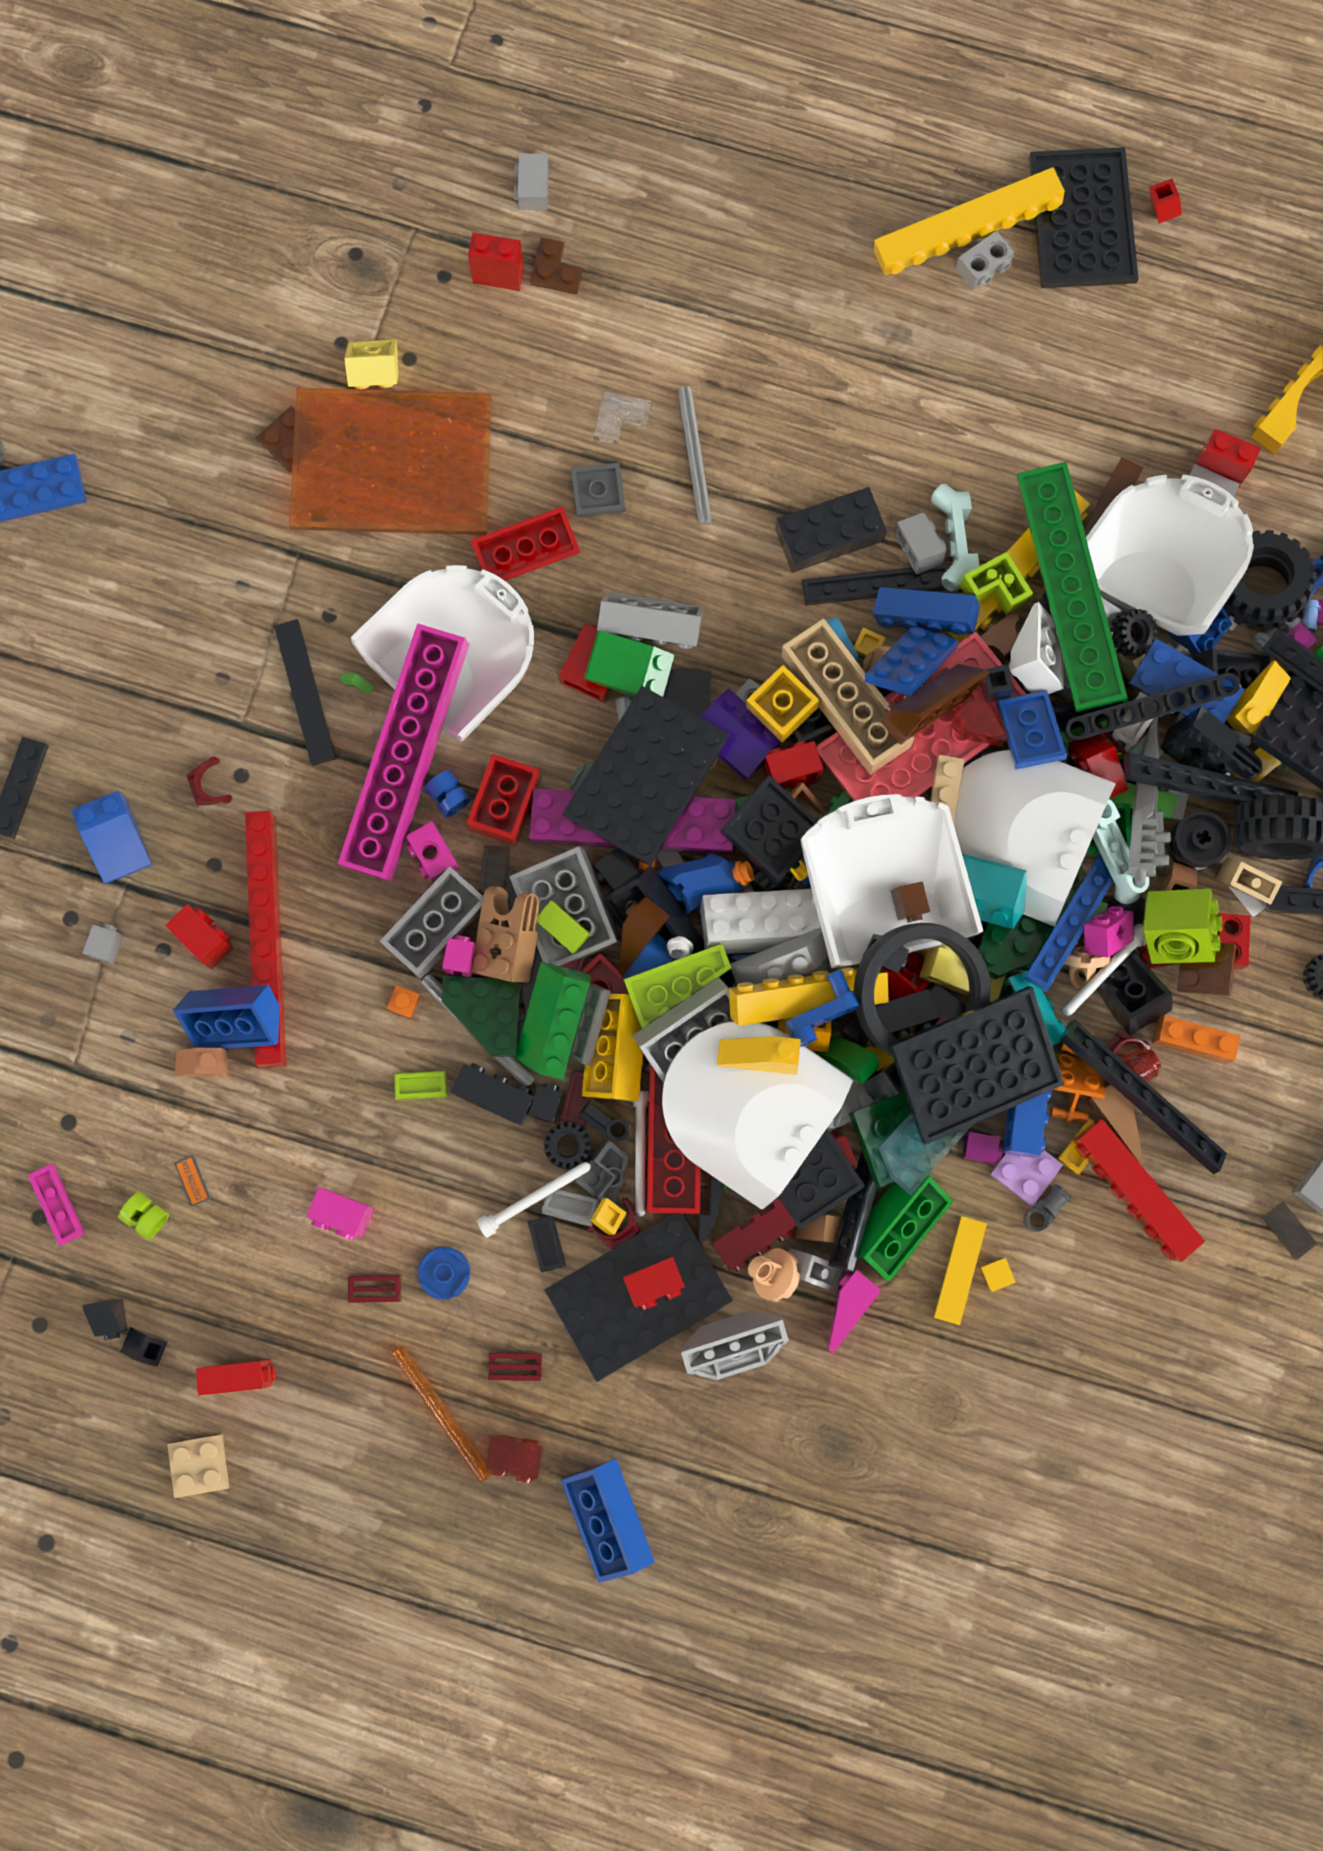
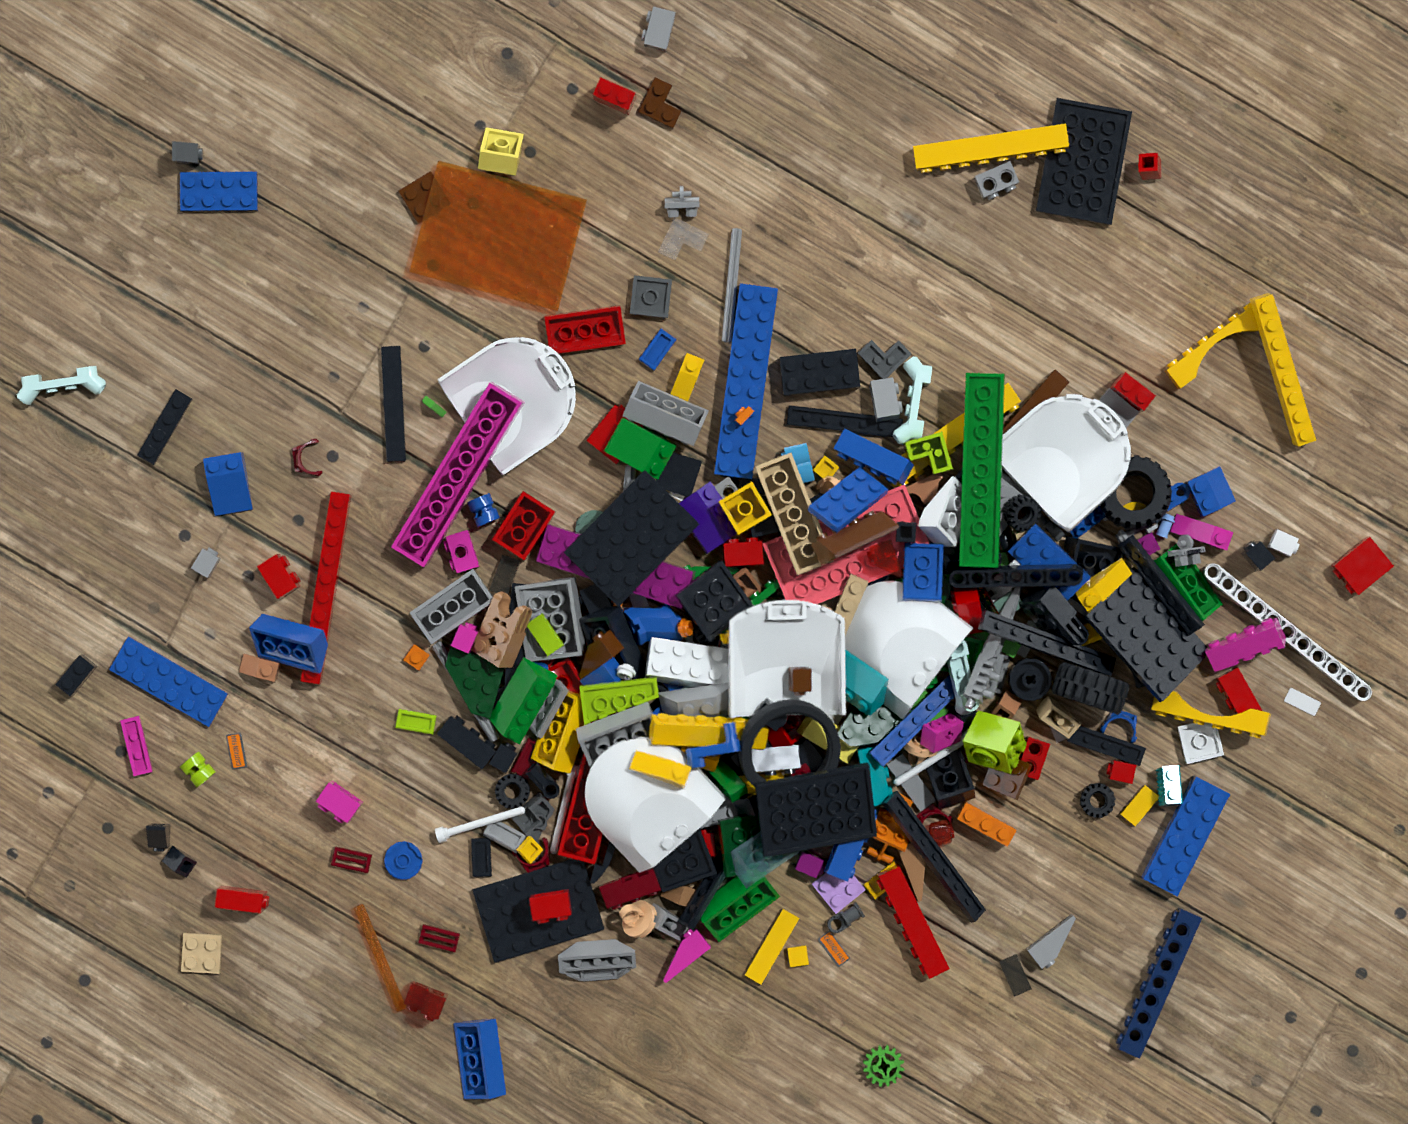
camera: 10 degrees right, 10 degrees up
(84, 1110) = (168, 681): none -> blue plate
(620, 370) = (682, 200): none -> light grey hips
(621, 552) = (657, 349): none -> blue tile
(667, 570) = (687, 377): none -> yellow slope
(741, 561) = (746, 380): none -> blue brick
(750, 592) = (743, 414): none -> orange plate
(906, 501) = (884, 363): none -> dark grey plate
(1041, 1254) = (834, 948): none -> sticker
(1087, 1014) = (914, 786): none -> light grey tile
(1162, 1390) = (892, 1064): none -> bright green gear

